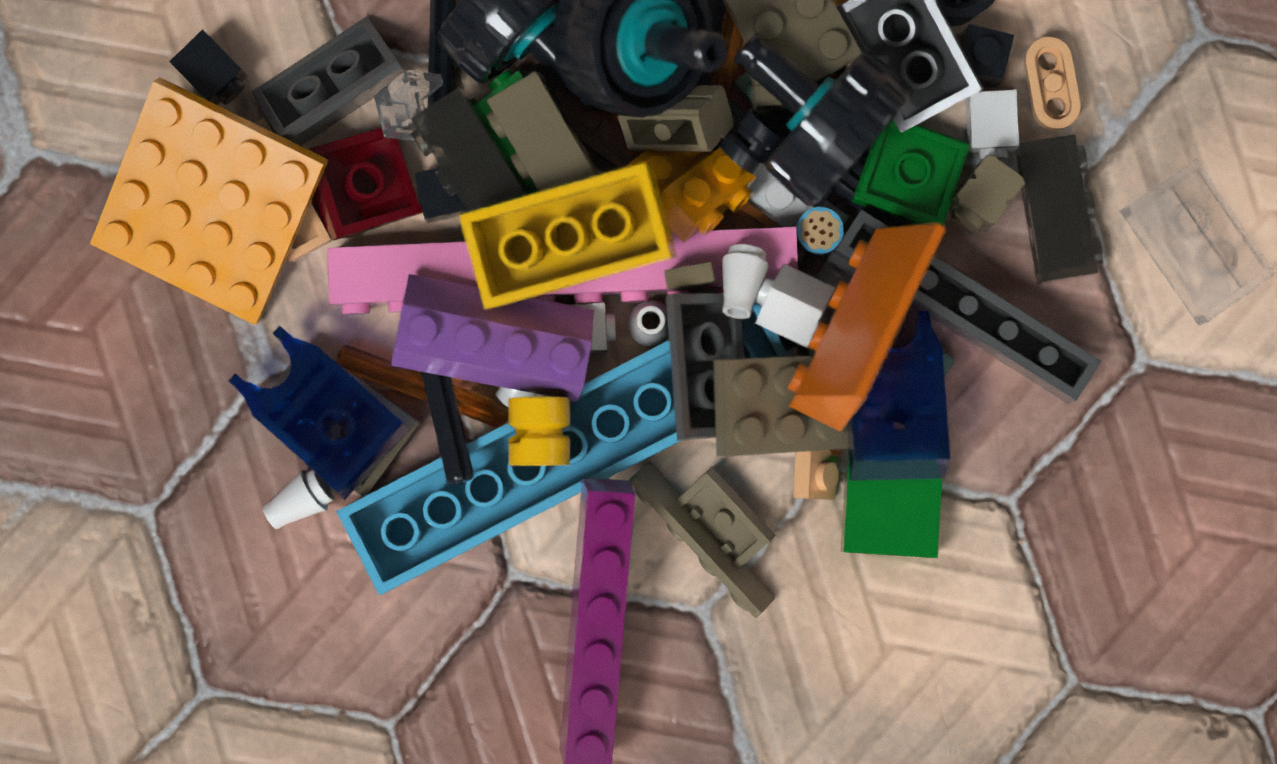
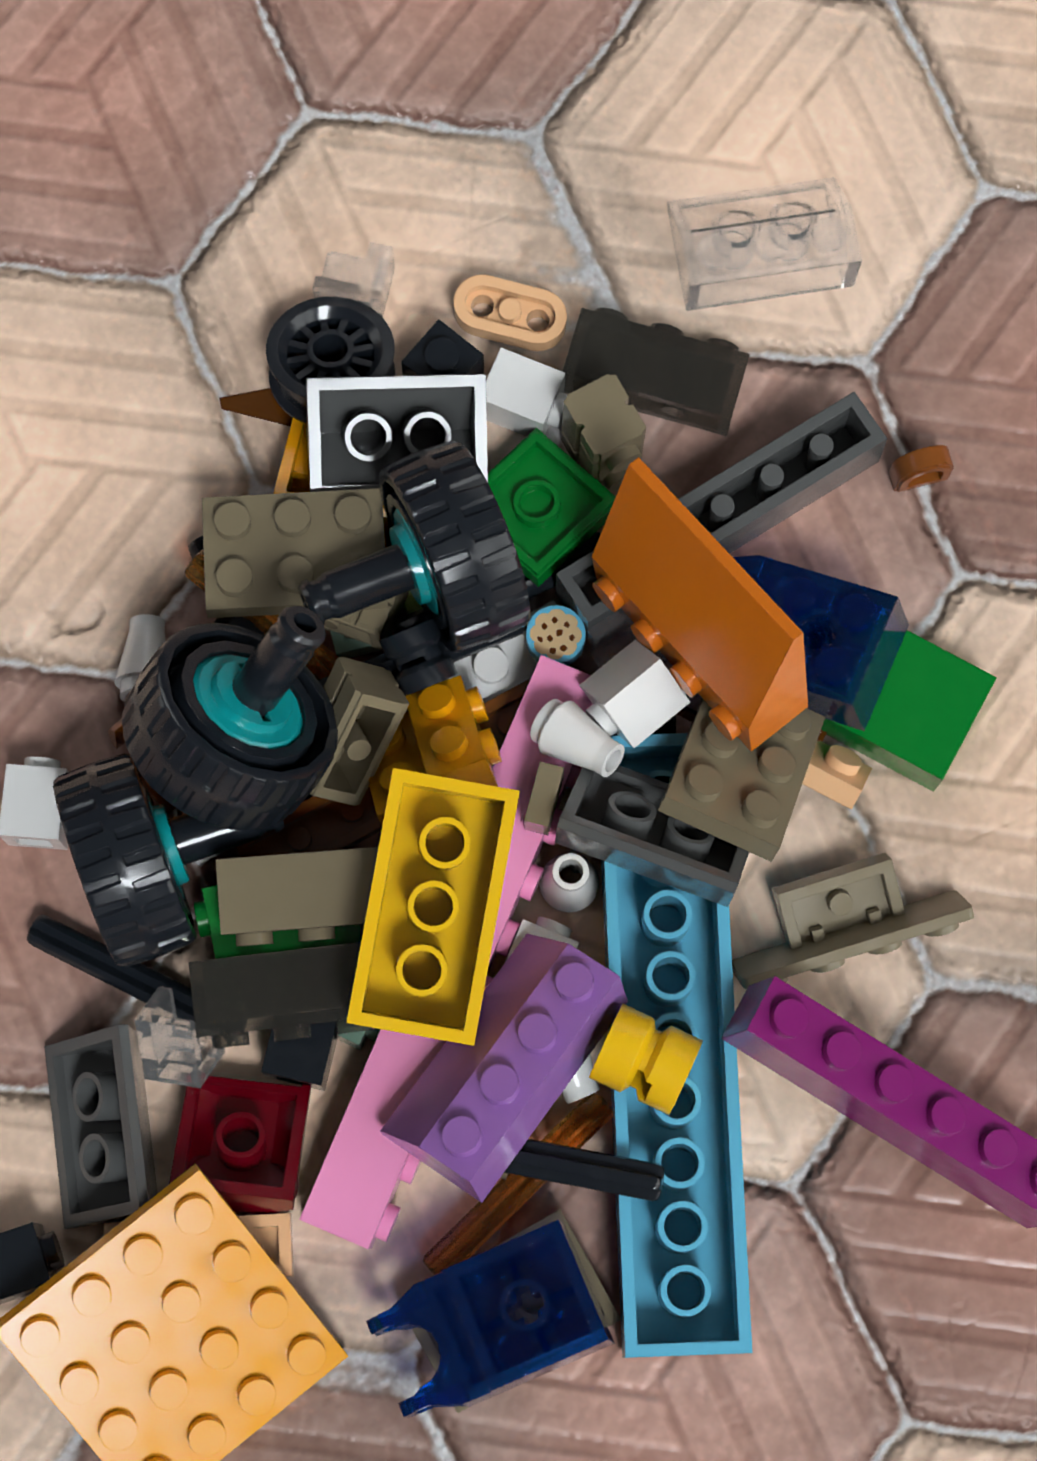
camera: 75 degrees left, 10 degrees down
(299, 499) = (585, 1401): white cone -> none
(1075, 437) = (921, 468): none -> dark orange tile

